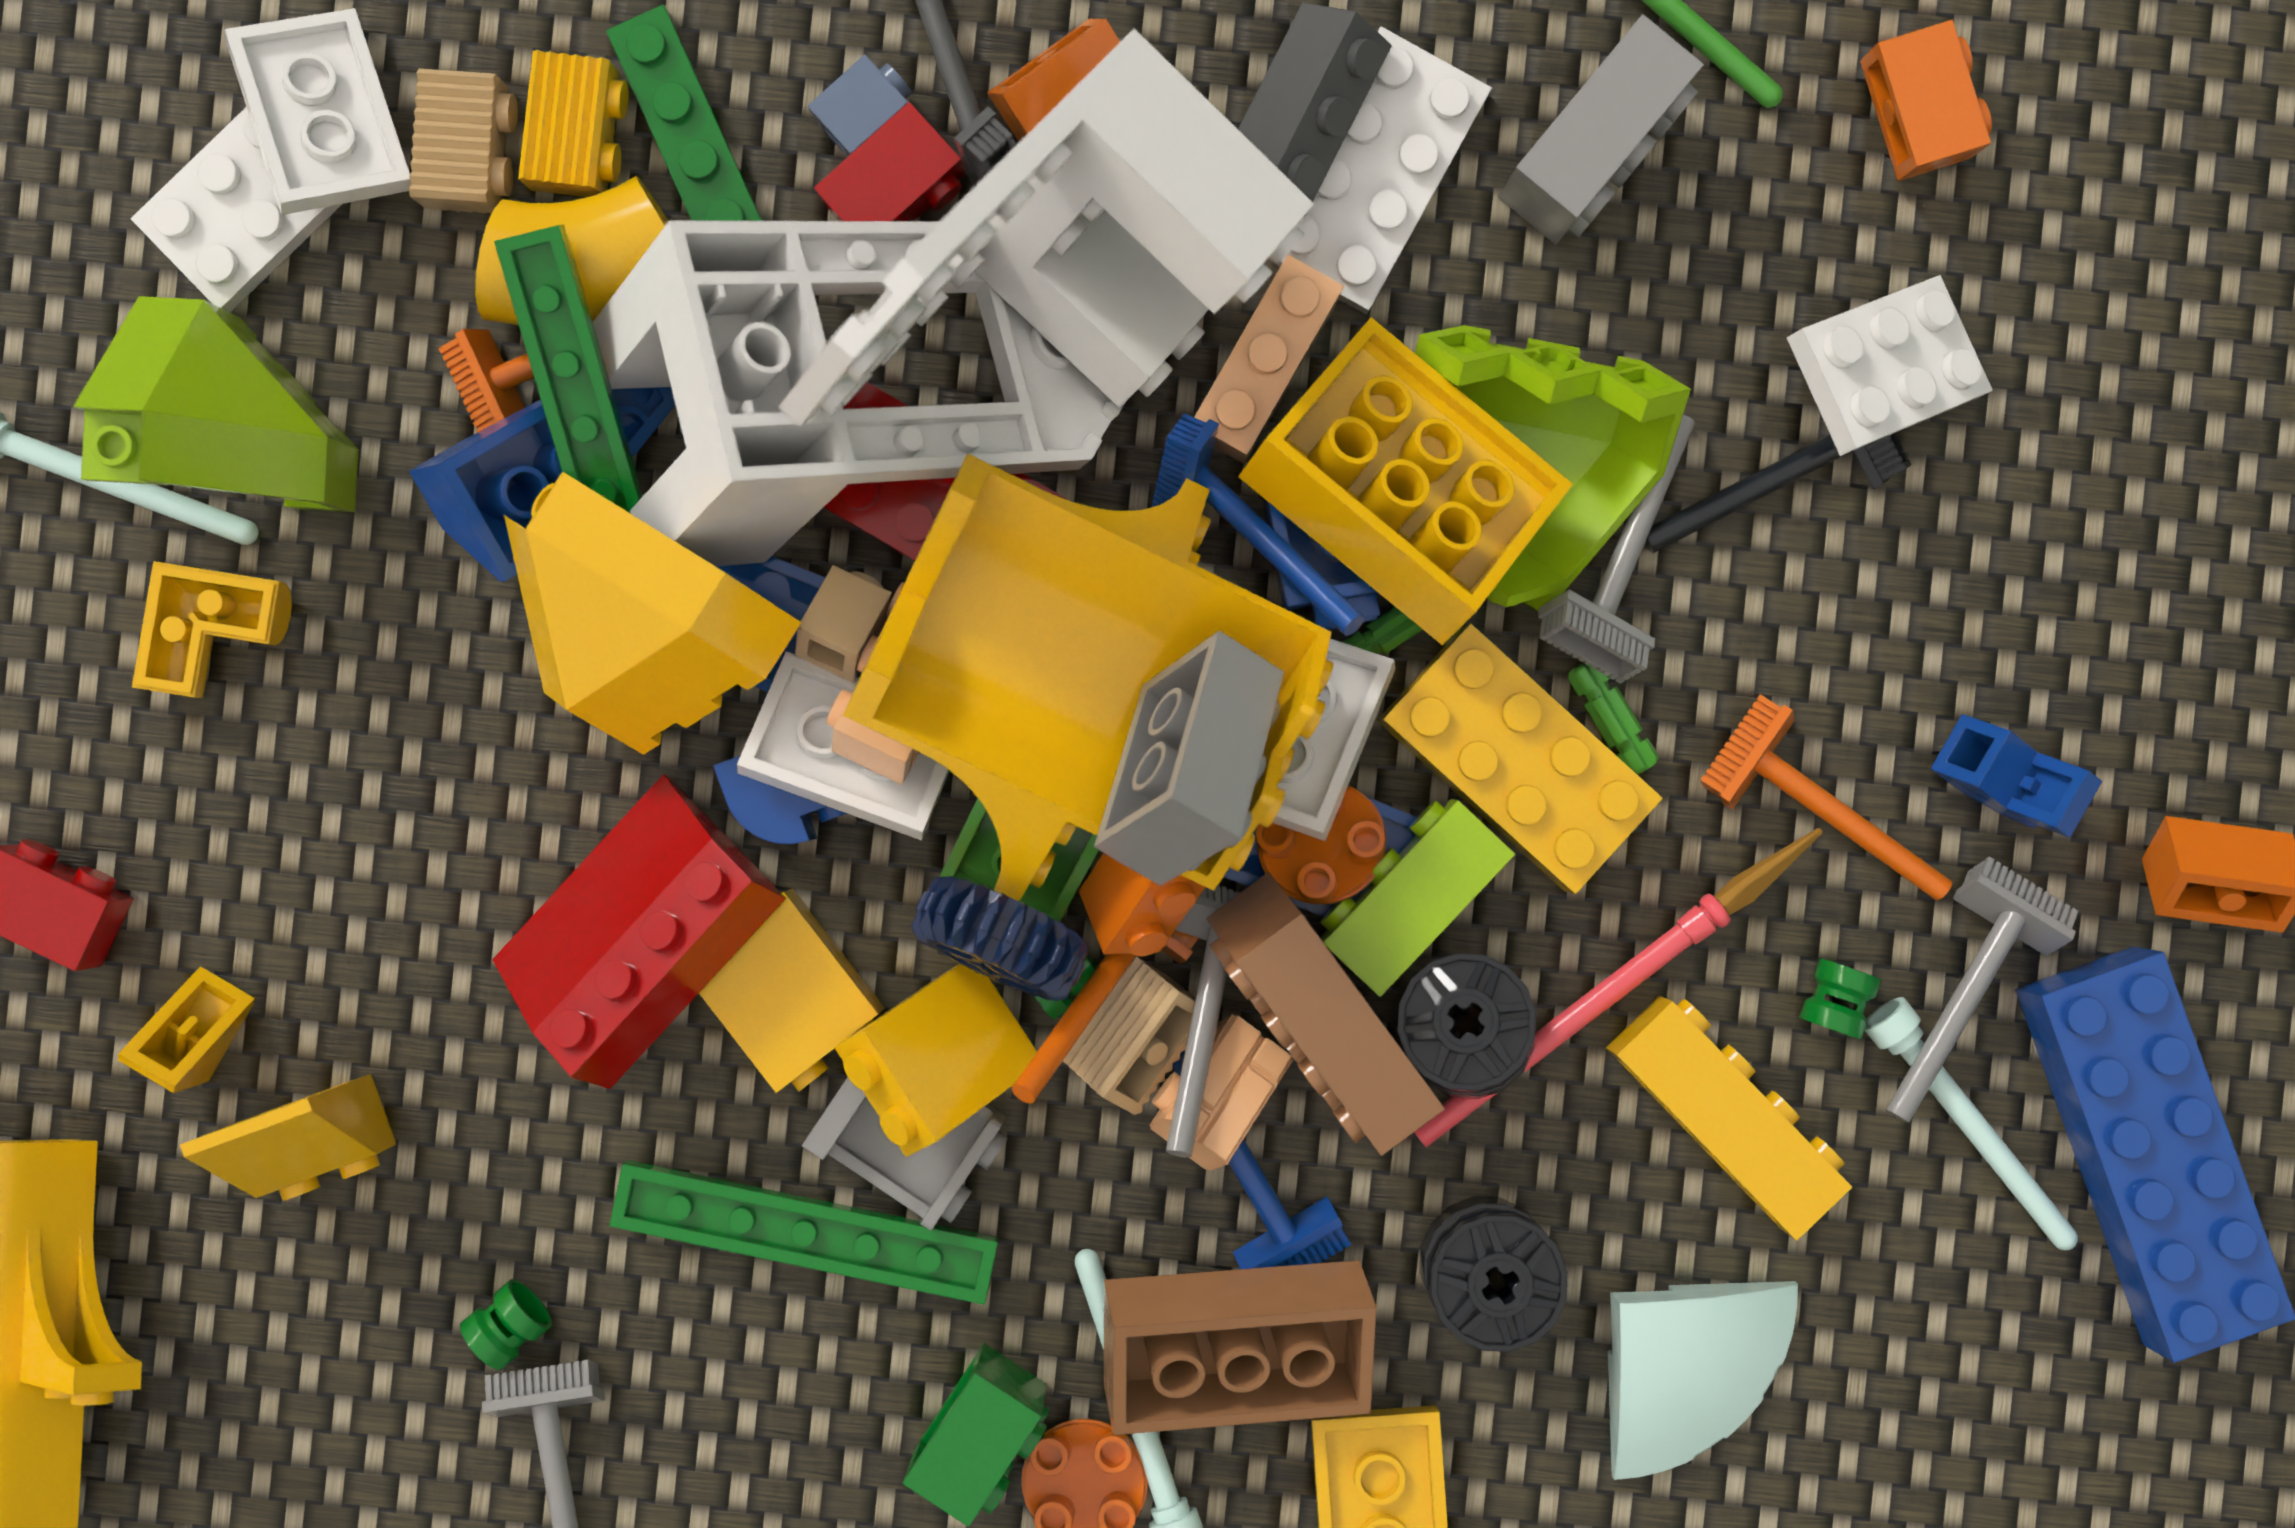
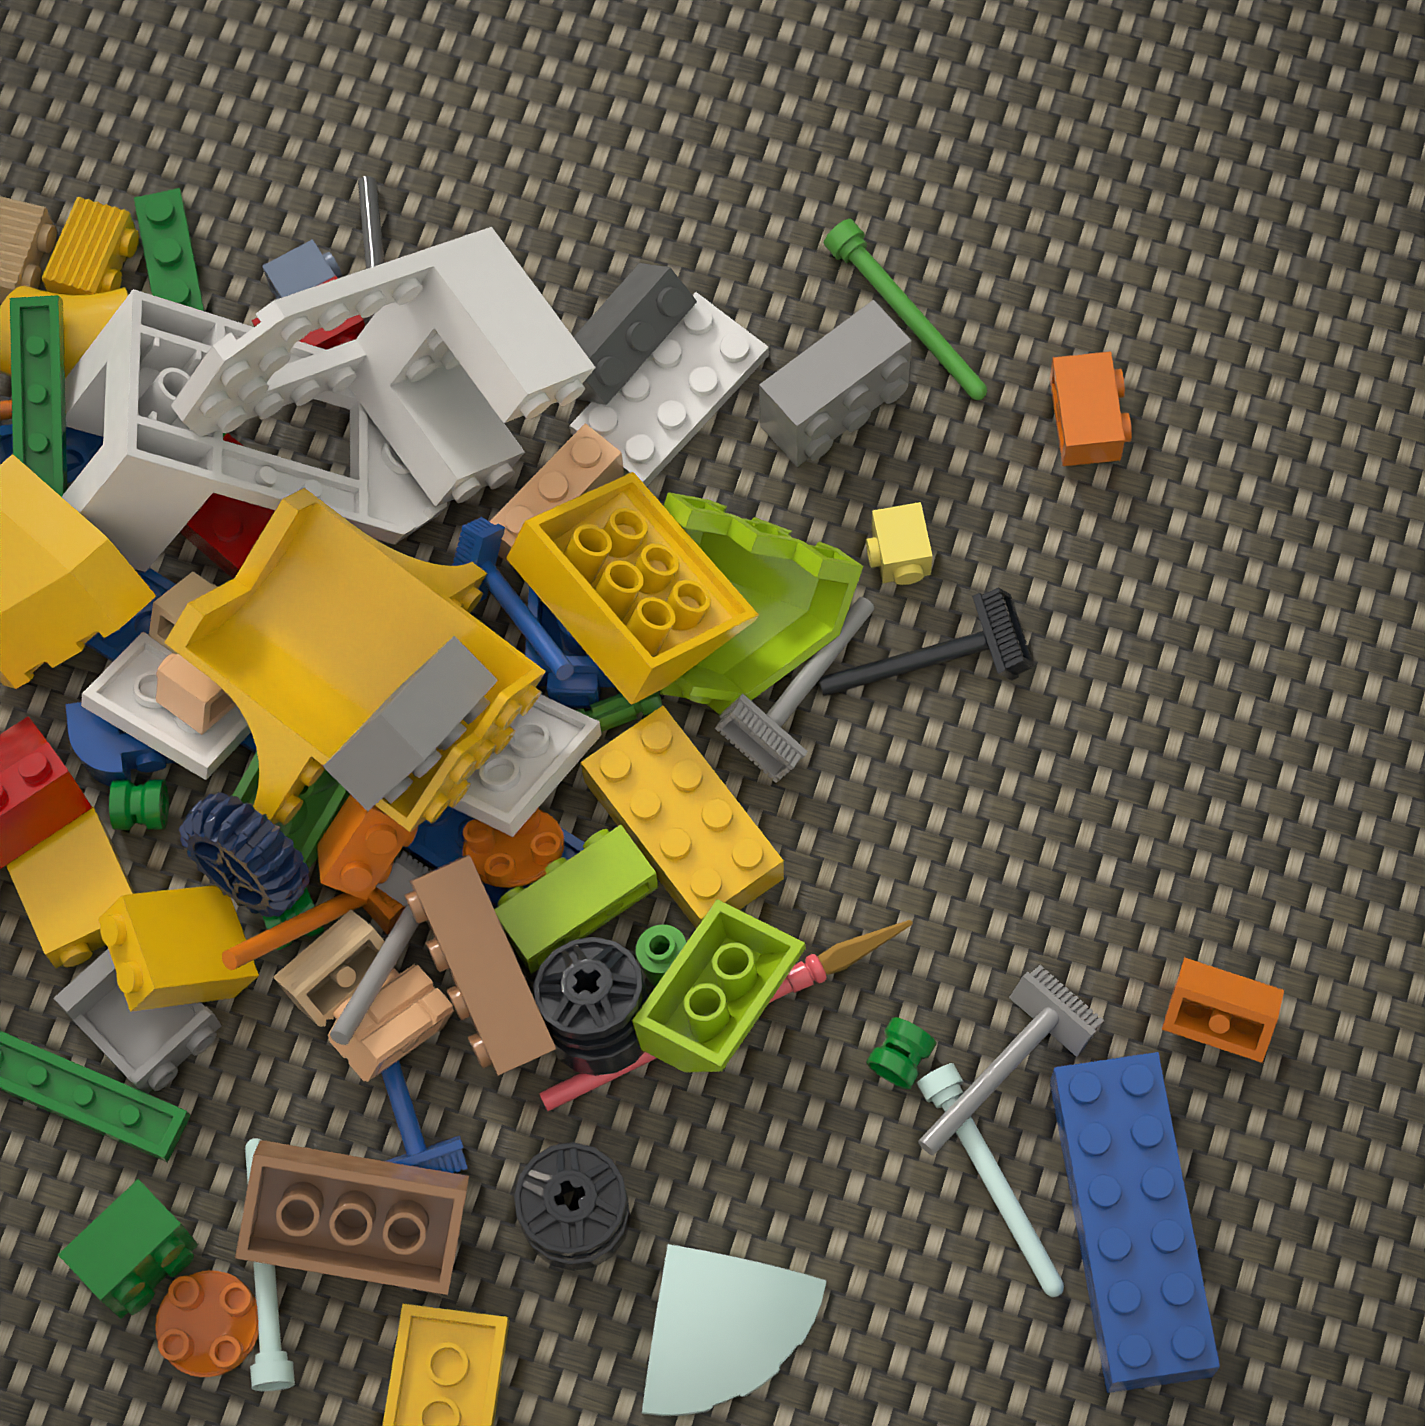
camera: 15 degrees right, 20 degrees down
(842, 867) = (139, 804): none -> green wheel
(1539, 963) = (658, 949): none -> bright green brick
(1613, 718) = (766, 808): bright green axle -> none
(1626, 988) = (715, 990): none -> lime slope
(1717, 335) = (900, 544): none -> light yellow brick
(1729, 1116) = (796, 1131): yellow brick -> none
(1752, 753) = (870, 854): orange piece -> none
(1889, 364) = (1024, 584): white plate -> none
(2015, 778) = (1065, 905): blue brick -> none

